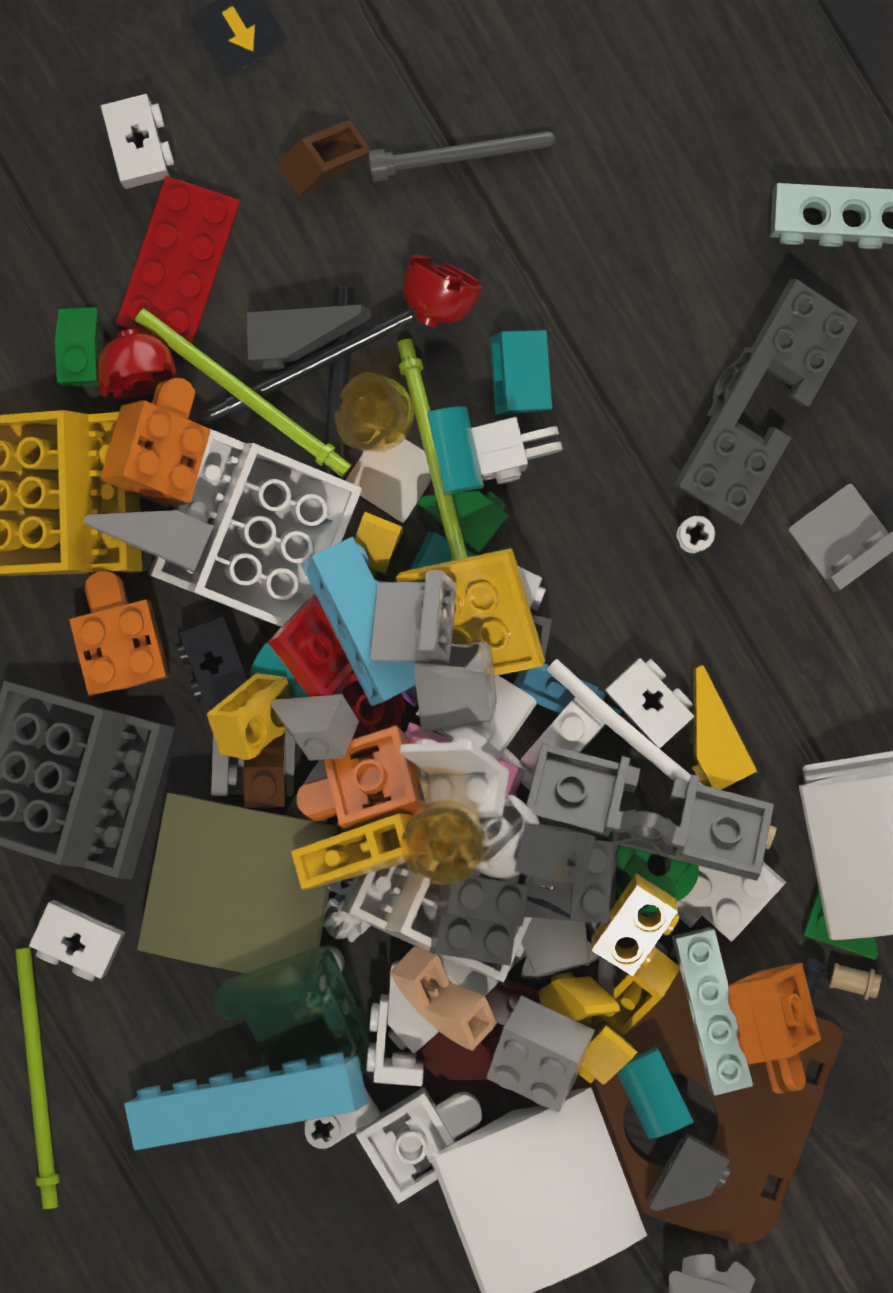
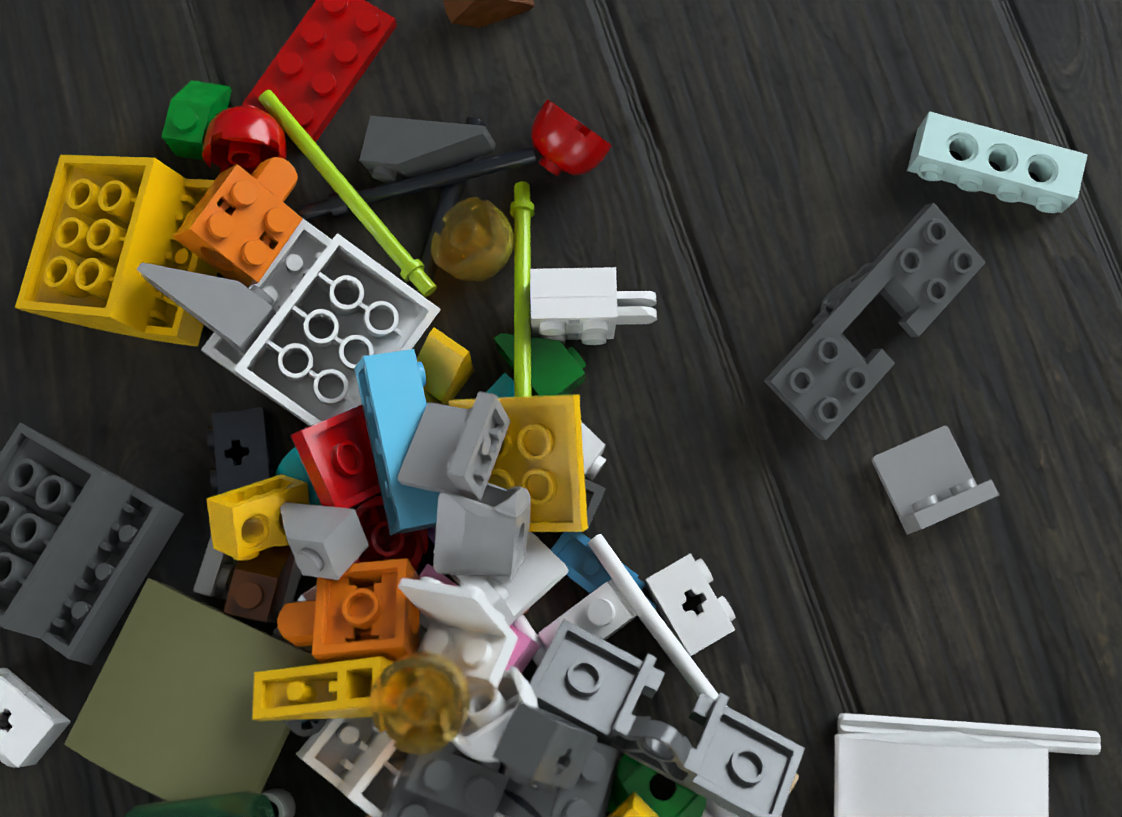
camera: 15 degrees right, 10 degrees down
(114, 638) = (150, 408): orange brick -> none
(340, 924) = (296, 770): white gear -> none
(385, 163) = (544, 17): dark grey piece -> none
(393, 478) = (476, 314): white sticker -> none
(455, 449) = (543, 281): teal brick -> none
(520, 372) = (632, 236): teal brick -> none
(706, 530) = (786, 442): white bush -> none
(716, 743) = (752, 663): yellow slope -> none

